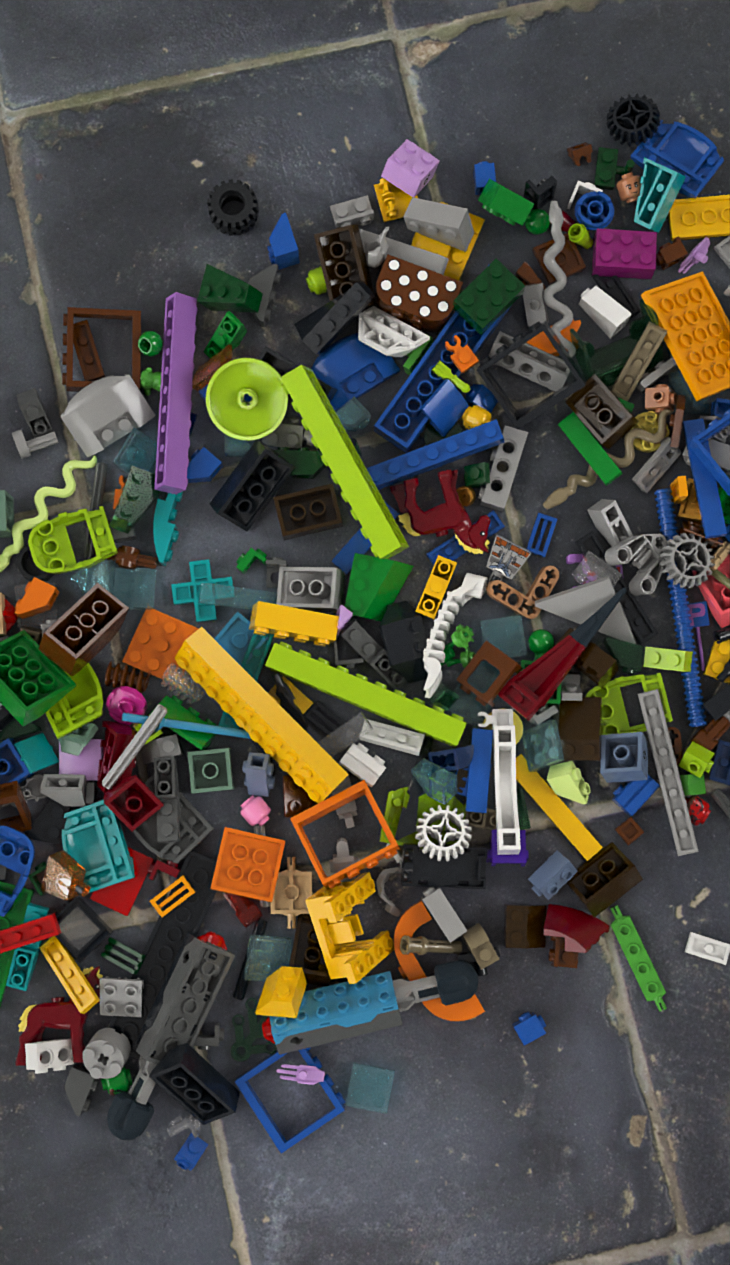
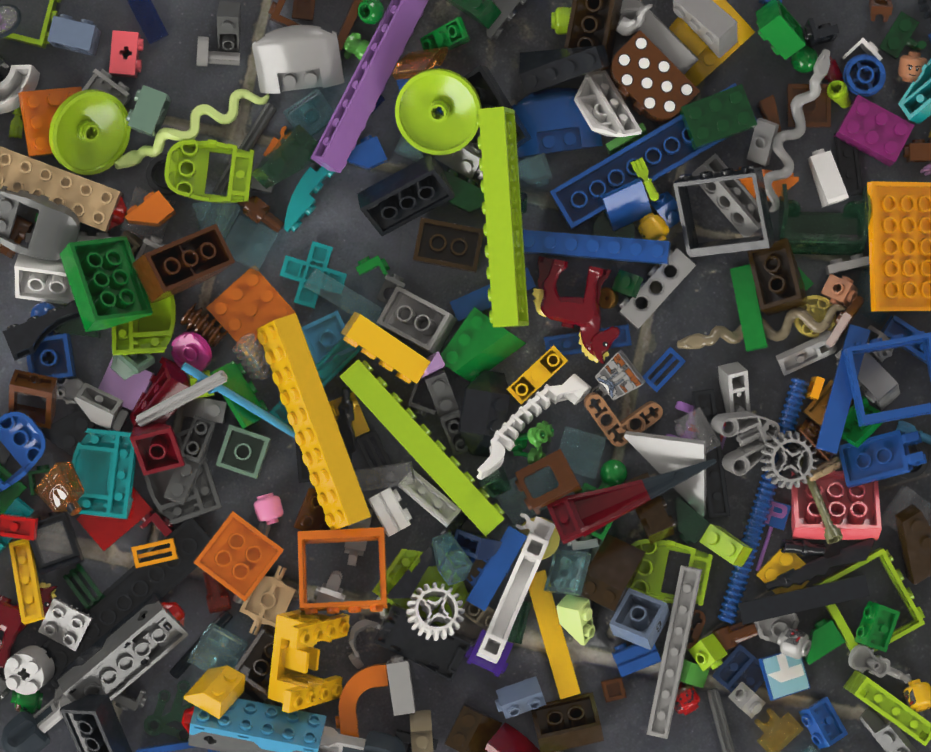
camera: 25 degrees right, 5 degrees up
(36, 753) = (86, 359): teal piece -> none
(258, 774) = (287, 476): sand blue brick -> none
(422, 945) = (367, 706): dark tan pin -> none
(462, 357) = (666, 164): orange plate -> none
(571, 688) = (621, 530): light grey bracket -> none
(638, 361) = (835, 245): dark tan tile -> none

